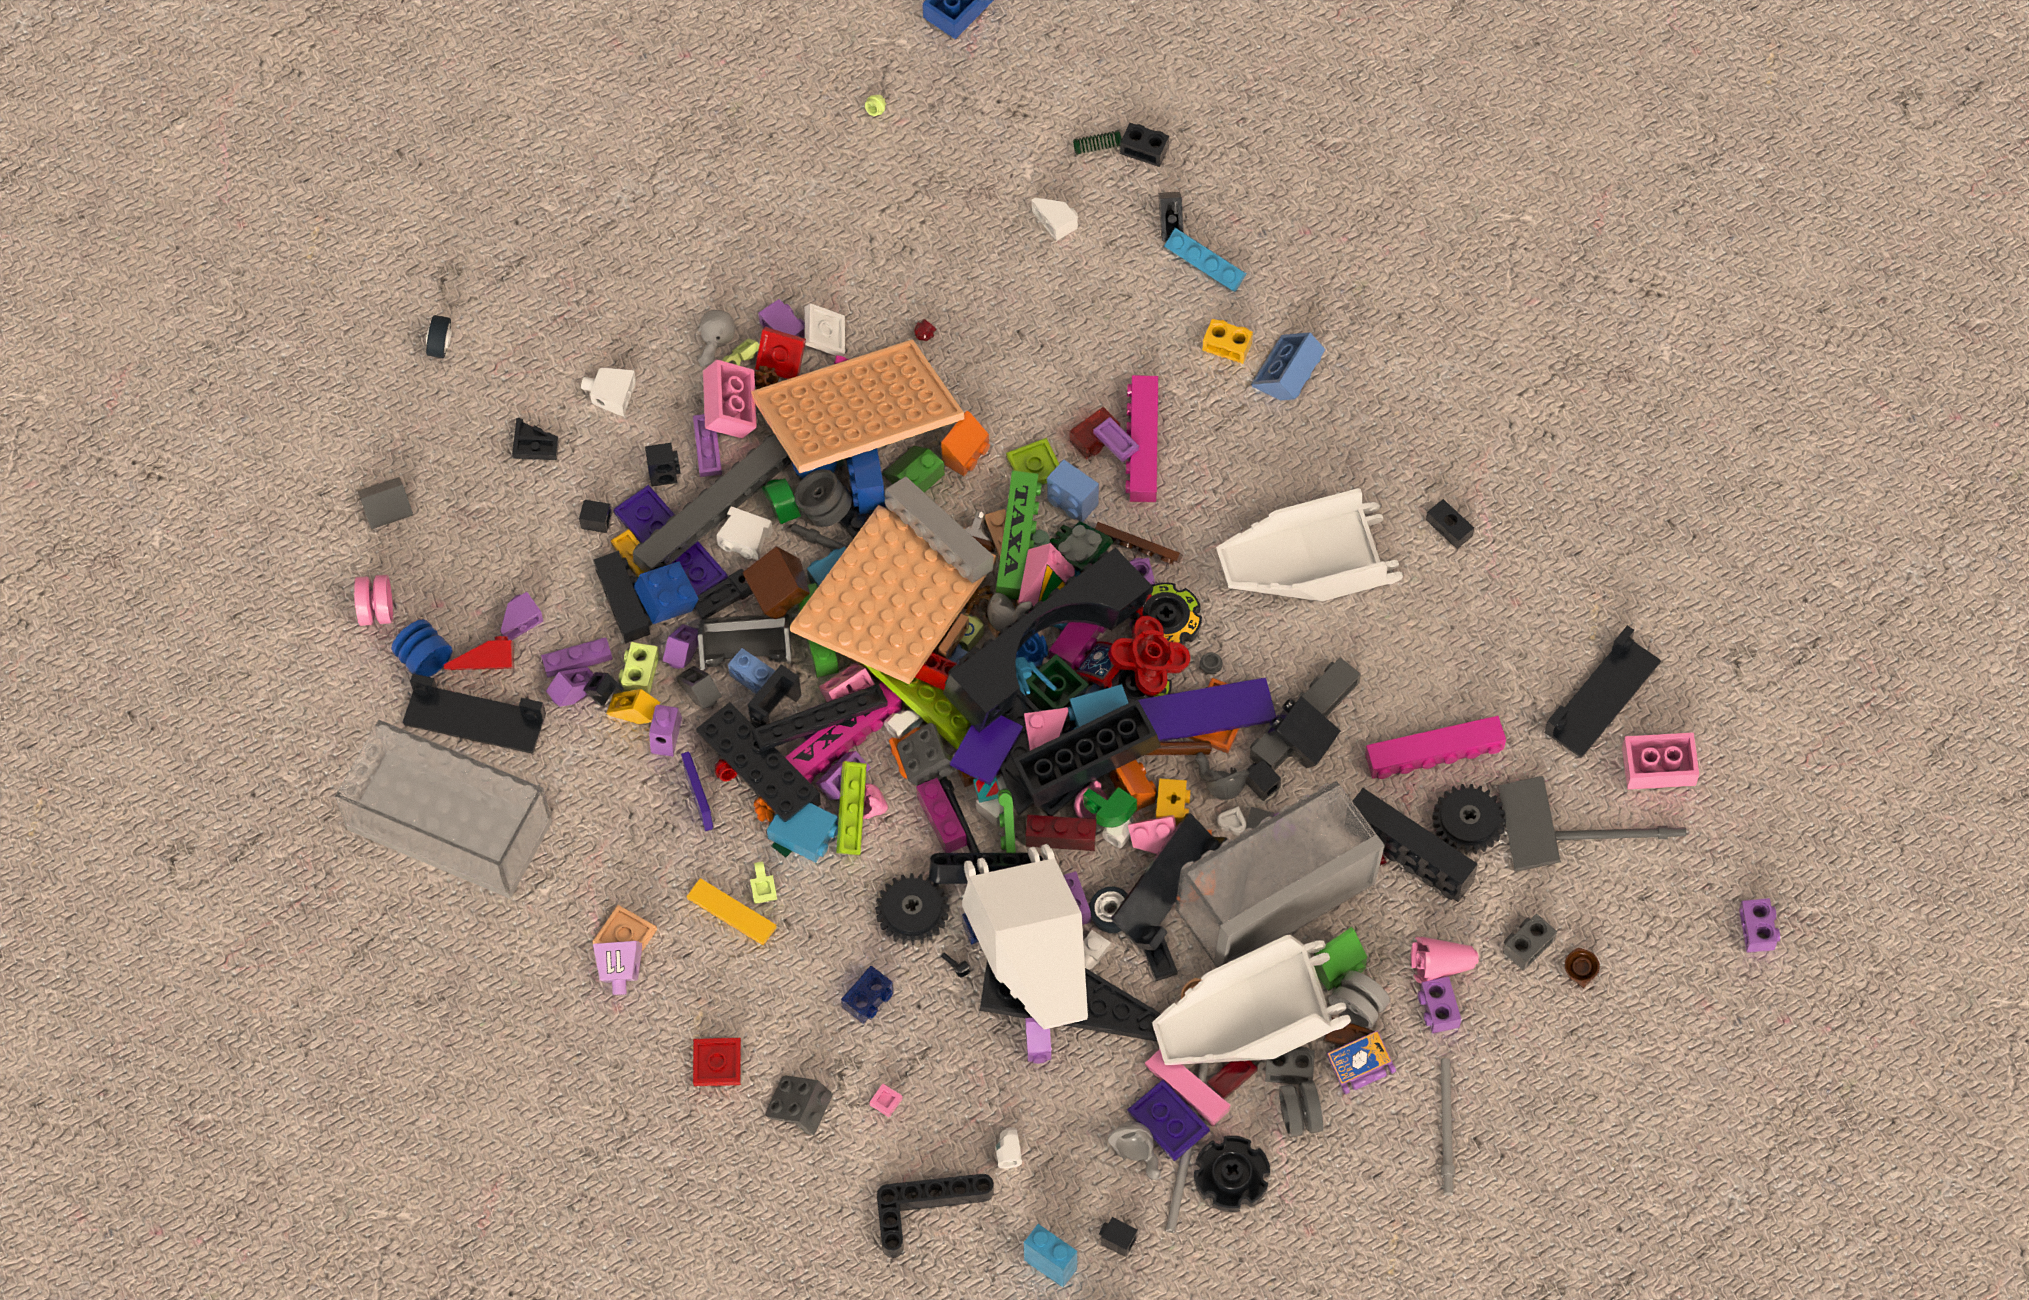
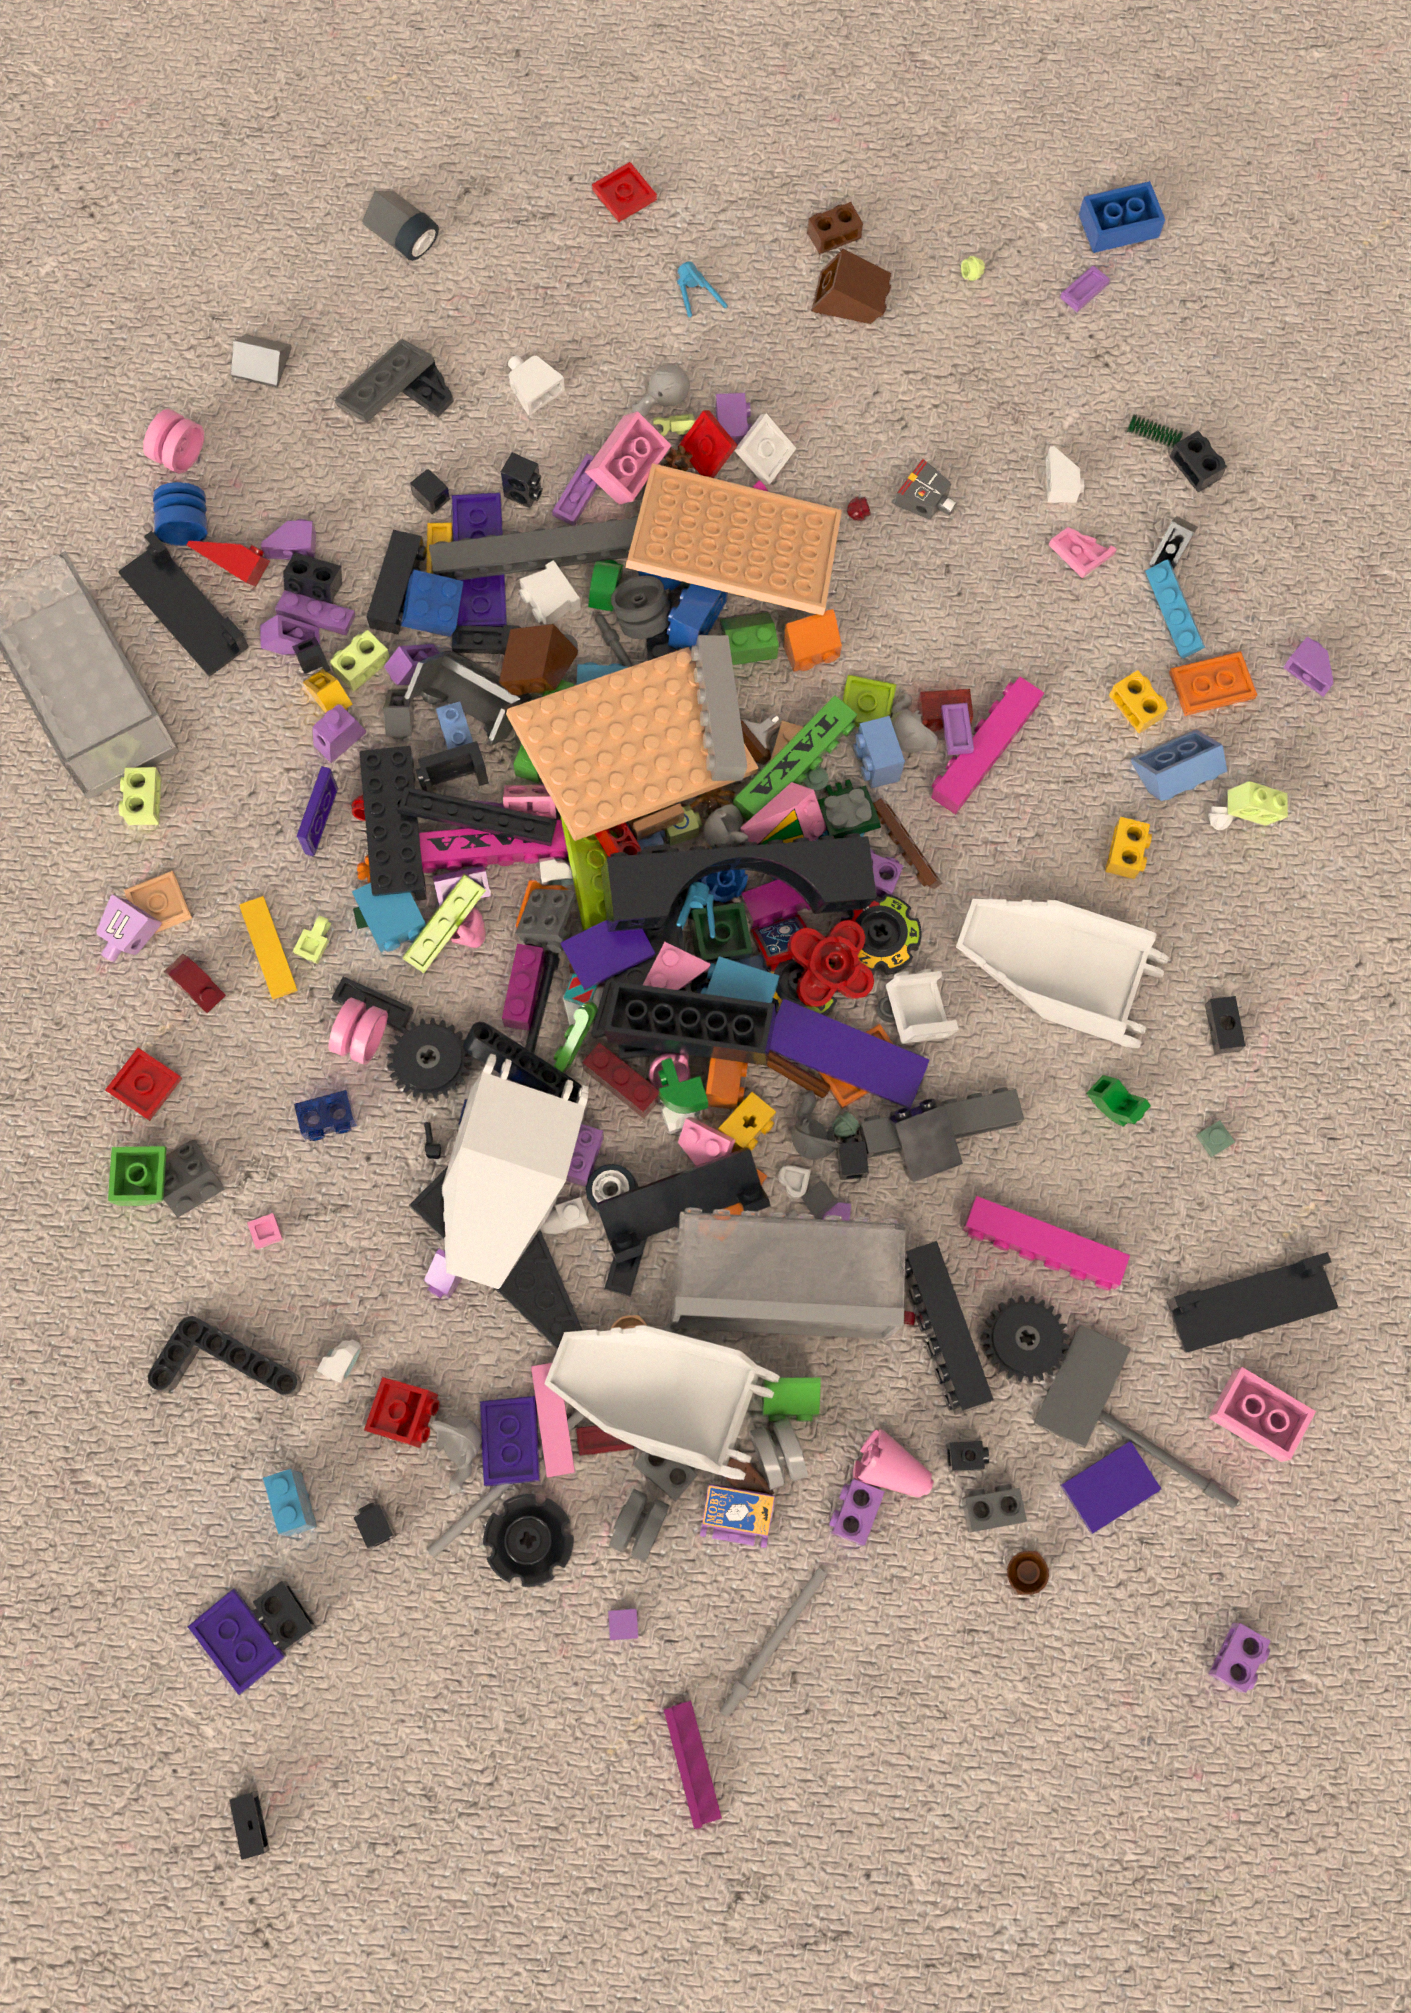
camera: 30 degrees right, 10 degrees up
(404, 335) = (387, 215): none -> dark grey slope
(495, 458) = (384, 380): none -> dark grey tile
(555, 866) = (146, 795): none -> yellowish green brick
(557, 632) = (312, 577): none -> black brick
(568, 207) = (624, 192): none -> red plate
(669, 239) = (692, 277): none -> dark azure plant
(698, 964) = (195, 983): none -> dark red brick
(754, 139) = (835, 227): none -> reddish brown brick
(768, 1119) = (137, 1175): none -> bright green slope
(798, 175) = (852, 289): none -> reddish brown slope
(839, 900) = (398, 1013): none -> black tile
(846, 920) = (358, 1031): none -> bright pink wheel
(965, 288) = (925, 492): none -> dark grey torso
(968, 69) = (1085, 288): none -> medium lavender tile
(1079, 1151) = (402, 1412): none -> red plate
(1086, 461) = (909, 730): none -> light grey piece
(1107, 261) = (1080, 551): none -> bright pink wing
(1231, 647) = (919, 1007): none -> white panel
(1240, 759) = (845, 1125): none -> sand green plate
(1269, 295) = (1213, 683): none -> orange tile
(1291, 447) = (1123, 846): none -> yellow brick
(1330, 240) = (1311, 666): none -> medium lavender slope
(1337, 1184) = (623, 1624): none -> medium lavender tile
(1344, 384) = (1220, 818): none -> white plate
(1363, 358) = (1257, 803): none -> yellowish green brick
(1414, 623) = (1116, 1102): none -> green brick
(1450, 1238) = (692, 1764): none -> magenta fence
(1485, 927) = (957, 1460): none -> black brick
(1499, 604) = (1215, 1138): none -> sand green plate
(1596, 877) = (1110, 1487): none -> dark purple tile

